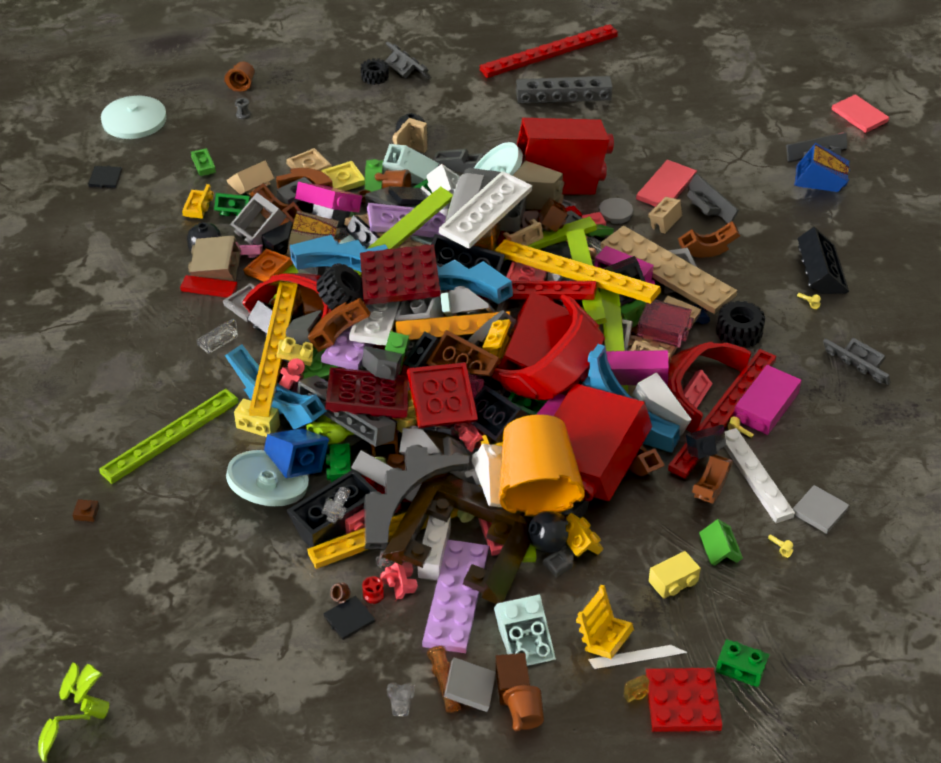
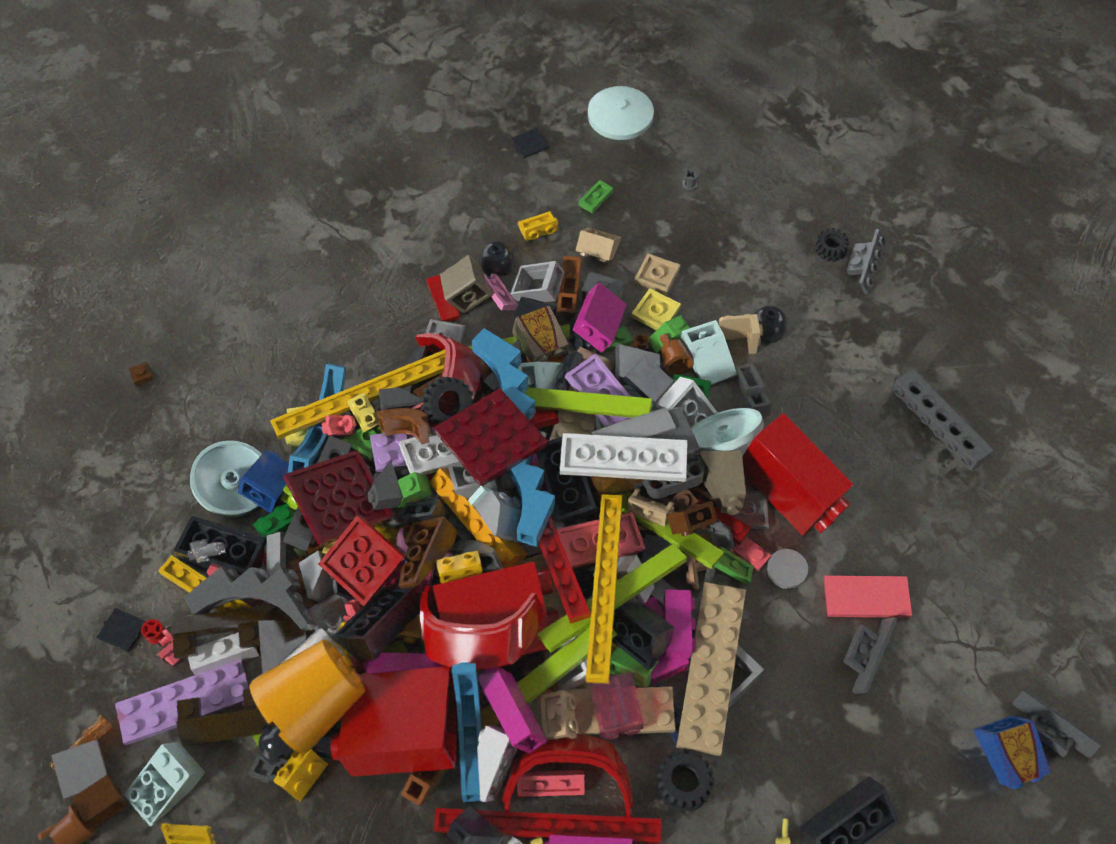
camera: 60 degrees right, 15 degrees up
(168, 436) = (251, 378): lime tile -> none
(219, 336) = (384, 342): clear panel -> none
(230, 203) = (549, 248): green brick -> none
(240, 76) = (732, 150): dark orange hat -> none
(267, 265) = (497, 322): orange plate -> none
(313, 175) = (631, 286): dark orange arch -> none
(340, 592) = (138, 608): reddish brown plate -> none
(400, 698) = (49, 718): clear plate -> none
(548, 51) = (1004, 372): red plate -> none
(666, 214) = (811, 620): tan hinge -> none
(710, 244) = (793, 686): dark orange arch -> none

